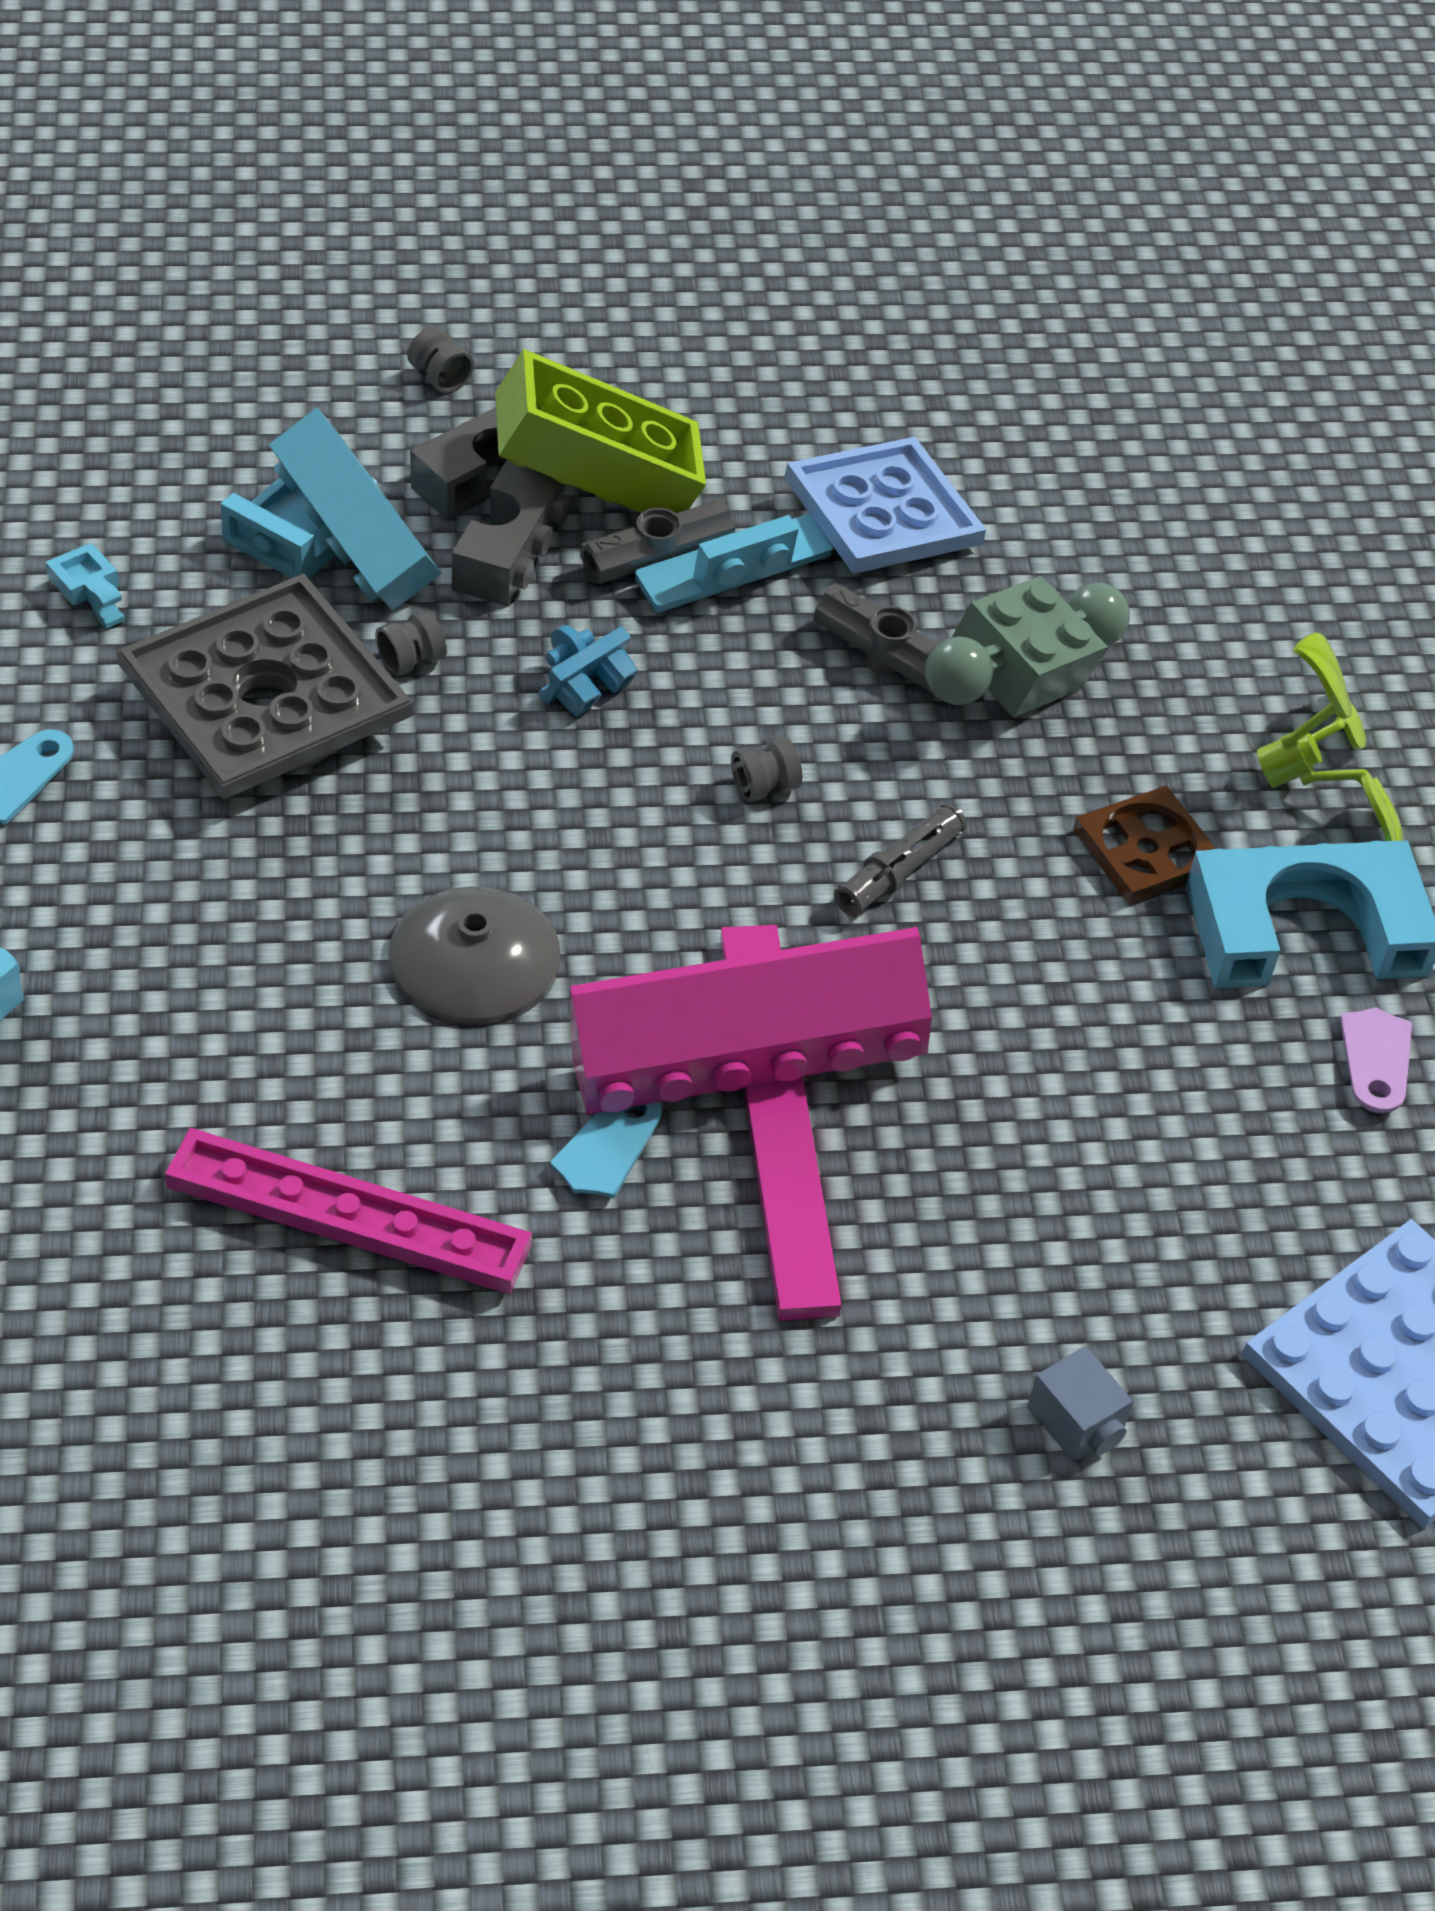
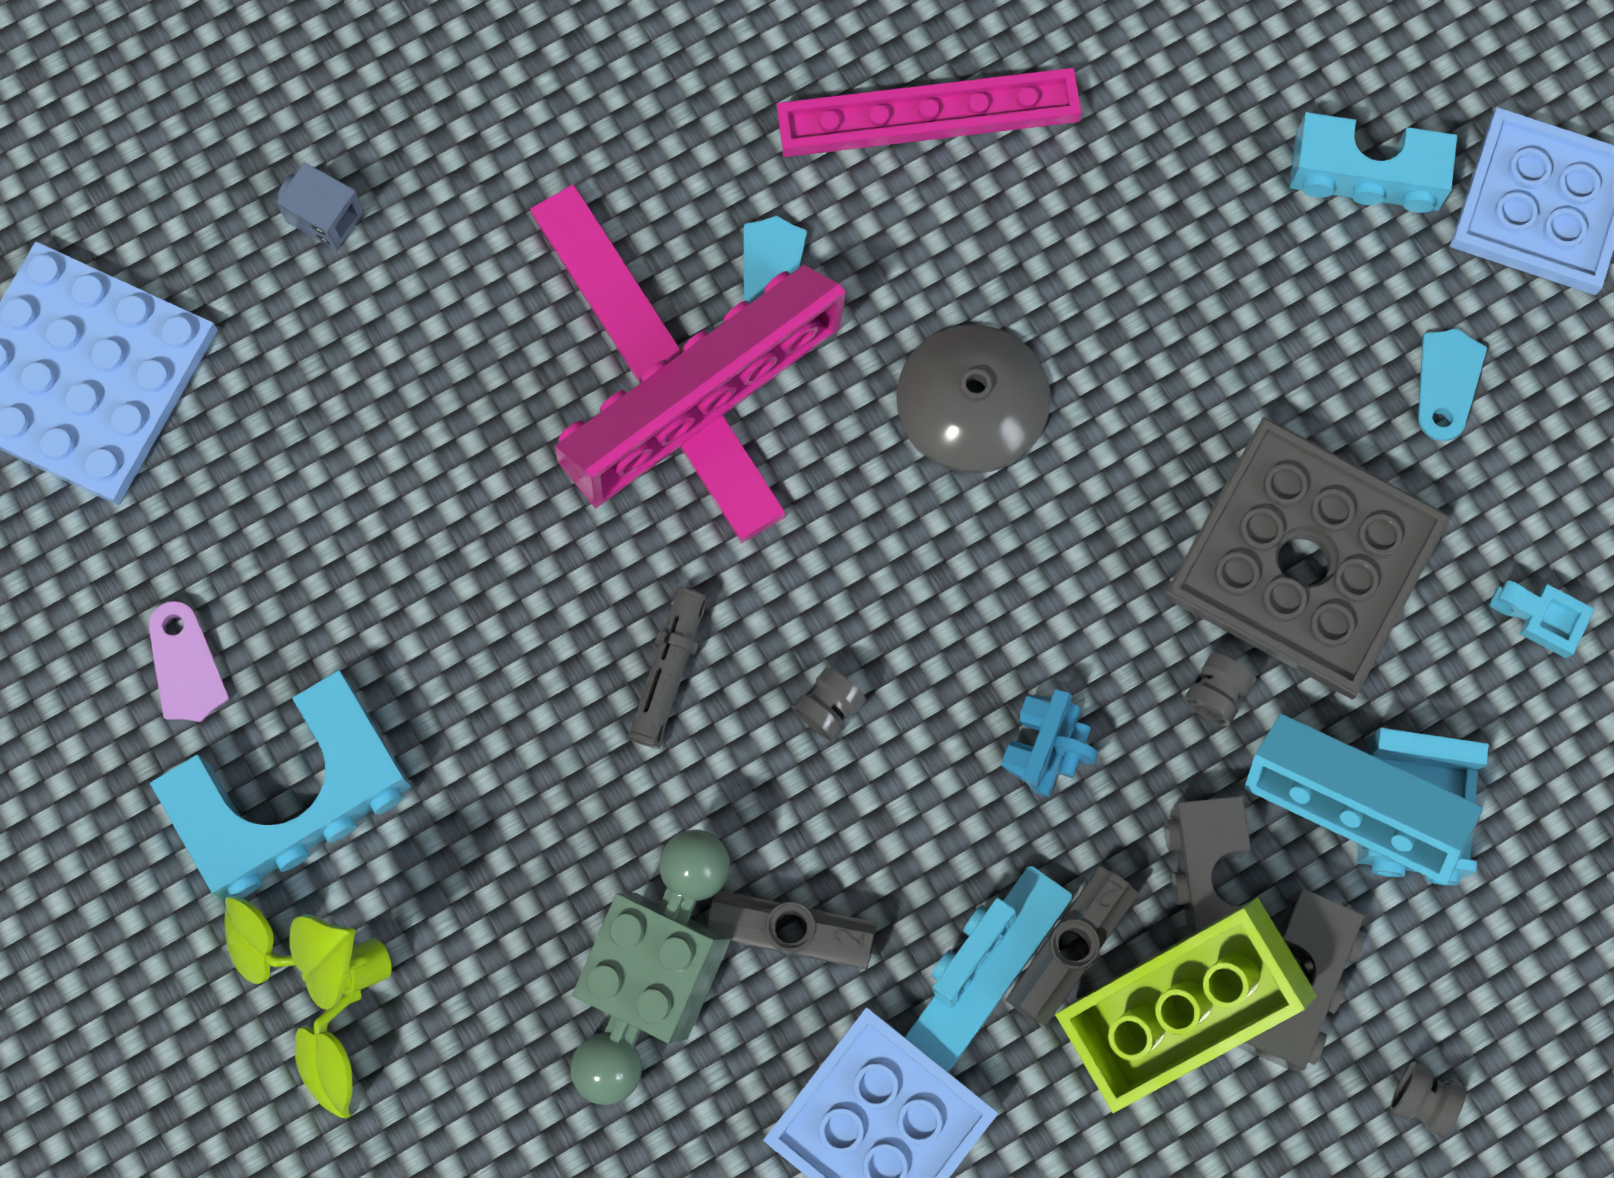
camera: 160 degrees right, 25 degrees up
(1124, 814) = (466, 864): reddish brown piece -> none

